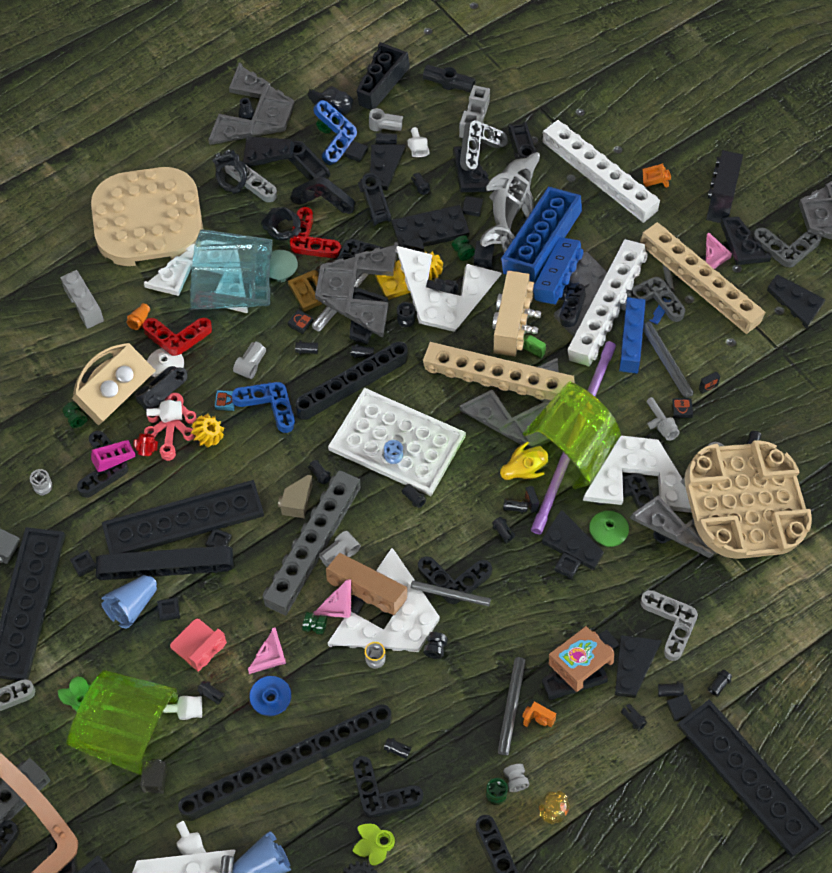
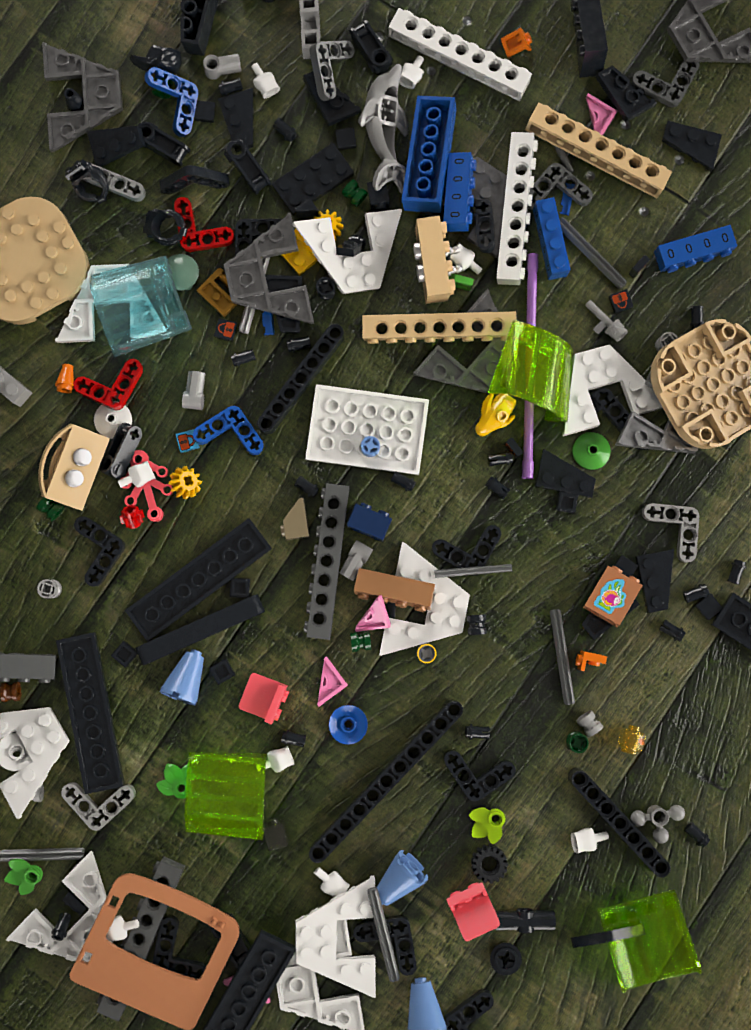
camera: 20 degrees left, 25 degrees up
(106, 463) = (110, 543): dark pink slope -> none
(342, 327) = (268, 323): none -> blue piece
(366, 516) = (369, 522): none -> dark blue brick
(545, 328) = (465, 259): none -> white piece
(551, 173) = (411, 73): none -> white piece
(769, 383) = (695, 248): none -> blue brick

